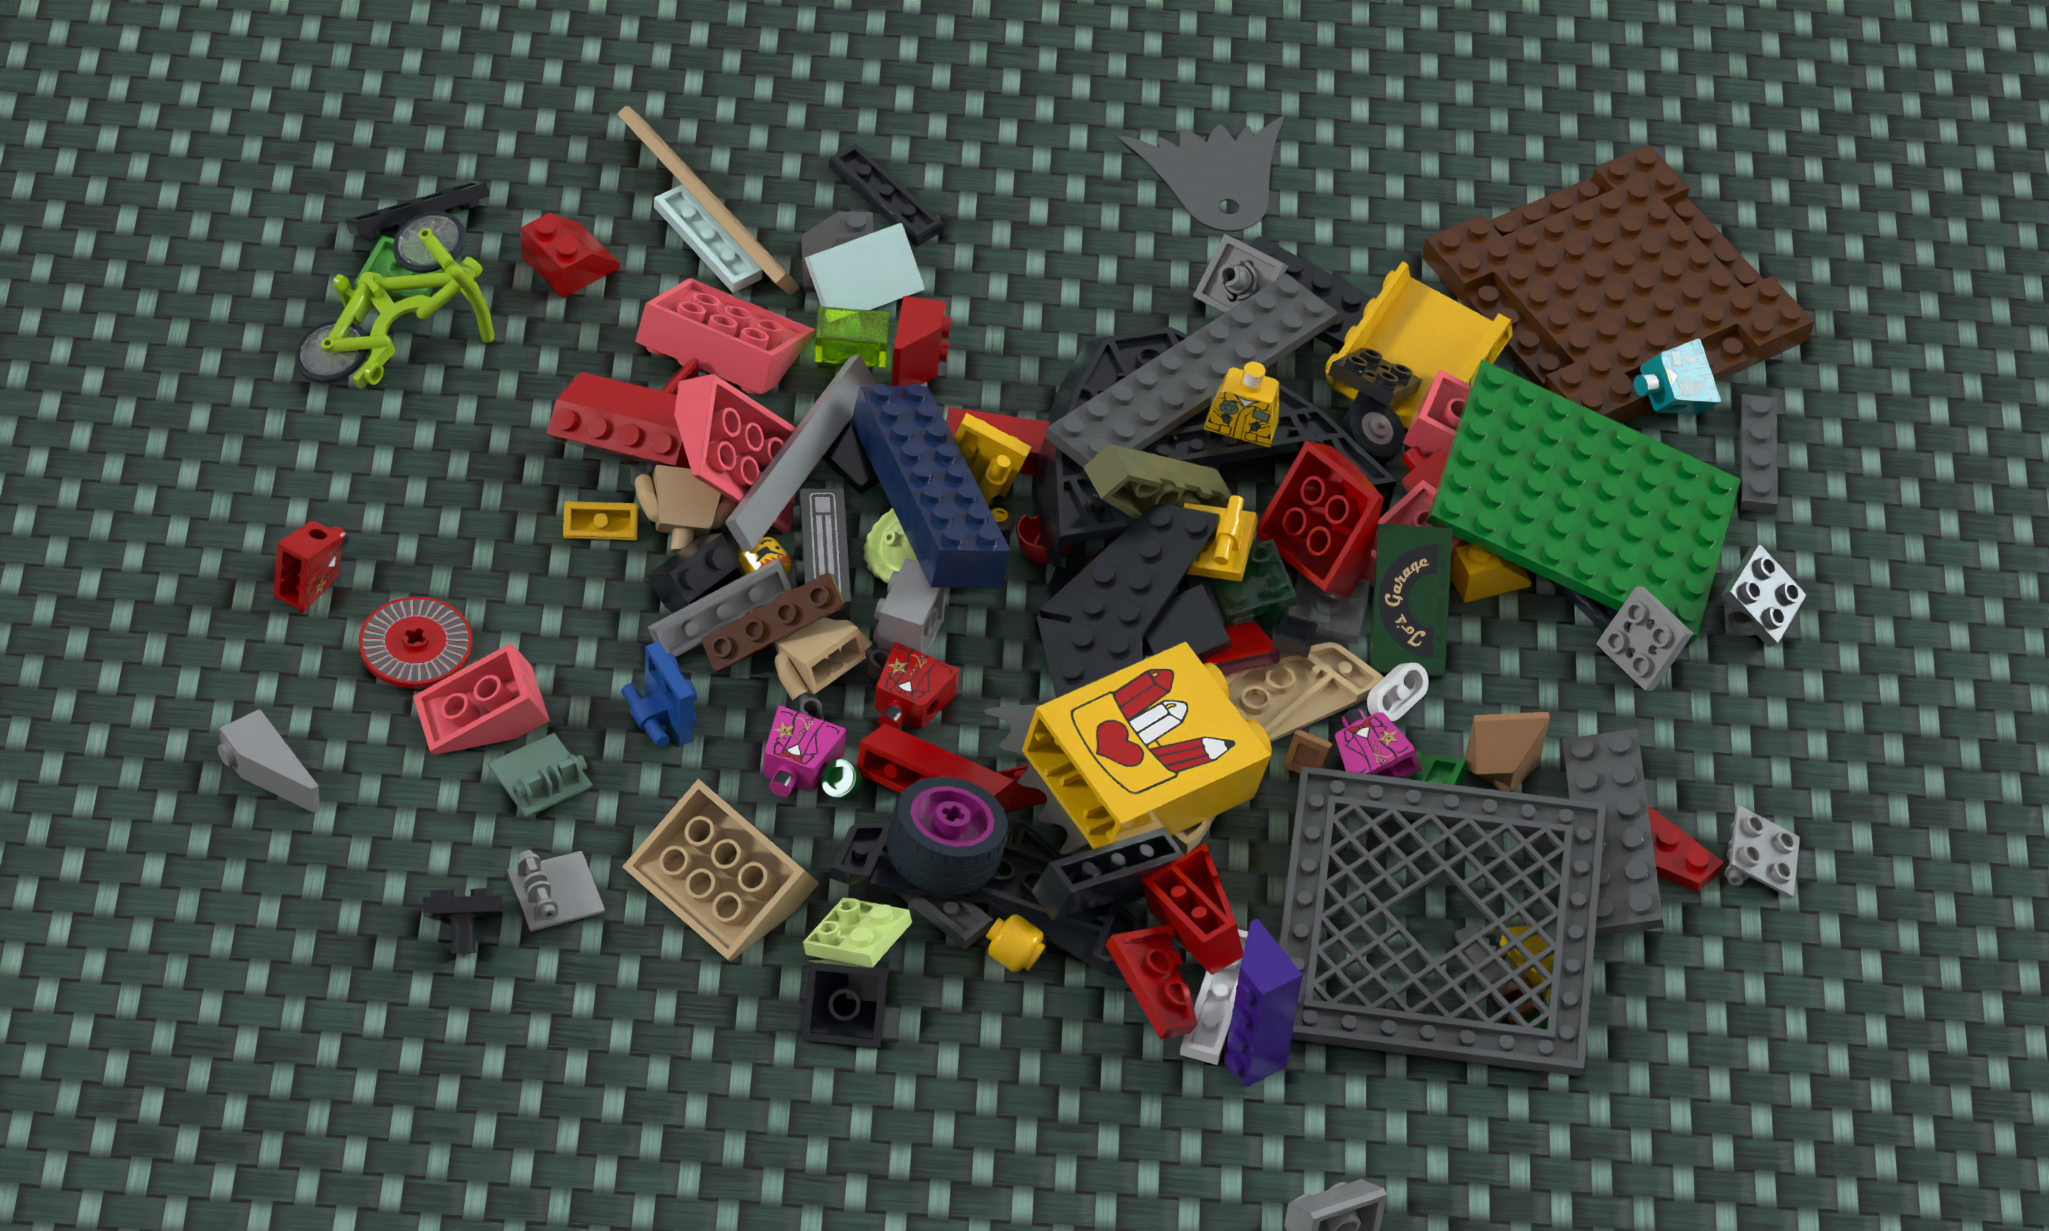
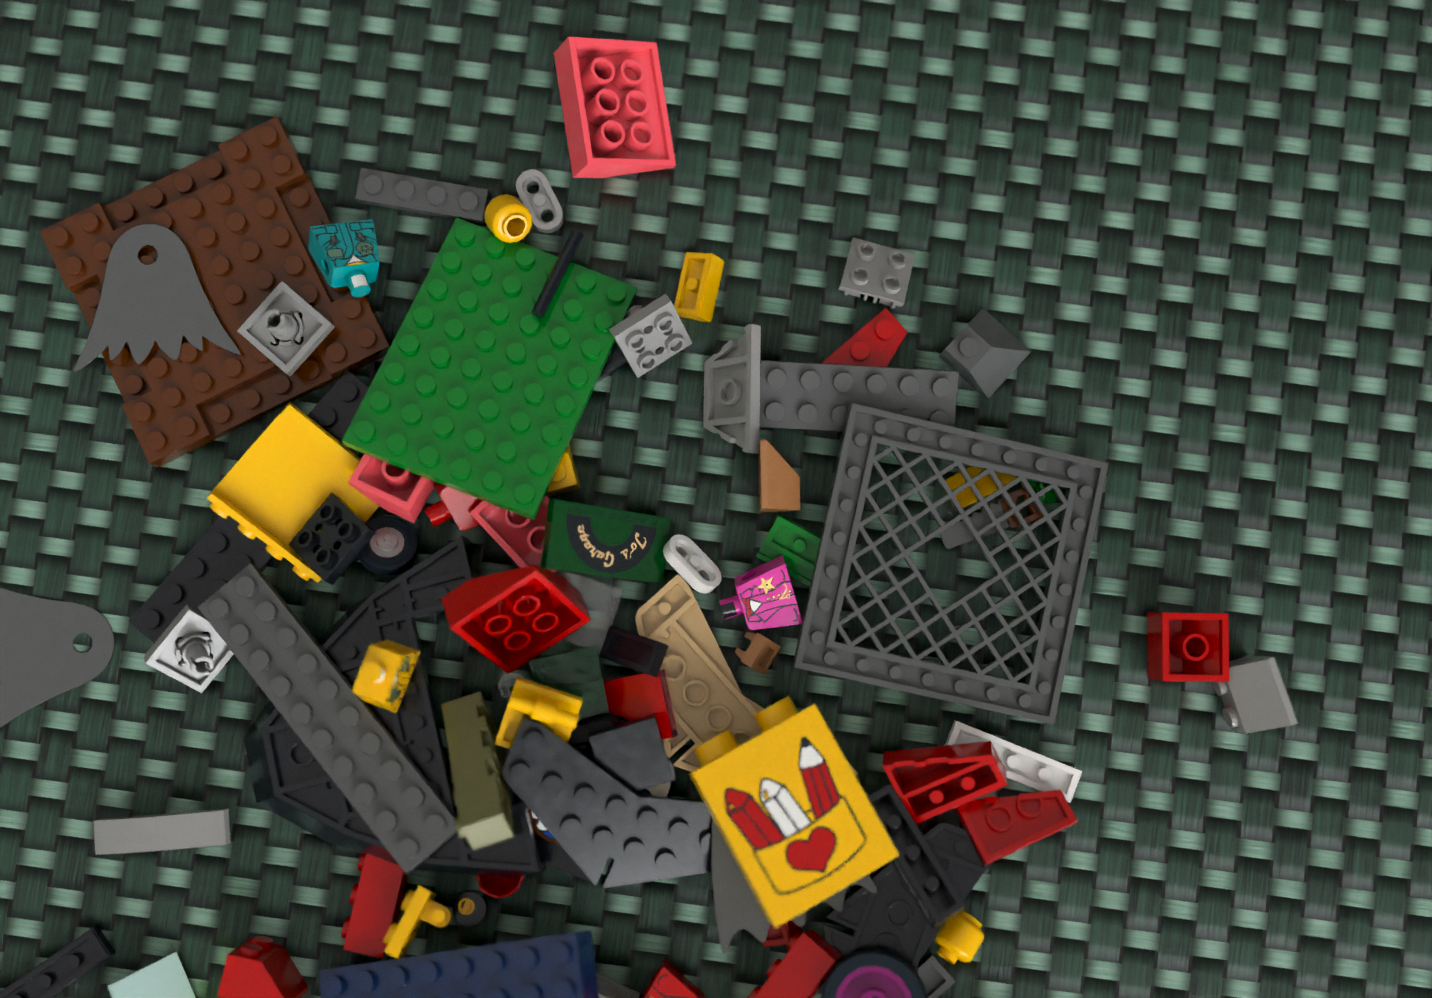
camera: 80 degrees left, 35 degrees up
(1048, 269) = (162, 831): none -> light grey slope
(1262, 1008) = (1083, 743): dark purple slope -> none
(1381, 1141) = (1188, 646): none -> red slope
(1594, 323) = (277, 320): none -> light grey plate
(1595, 229) = (151, 301): none -> dark grey piece
(1614, 714) = (734, 391): none -> light grey wing
(1690, 552) = (557, 274): none -> black bar
(1691, 955) = (984, 353): none -> dark grey slope
(1710, 697) = (698, 286): none -> yellow slope
(1748, 516) = (508, 218): none -> yellow head
(1761, 597) = (601, 222): dark grey plate -> none
(1777, 539) = (540, 202): none -> light grey plate
(1896, 606) = (613, 107): none -> coral slope

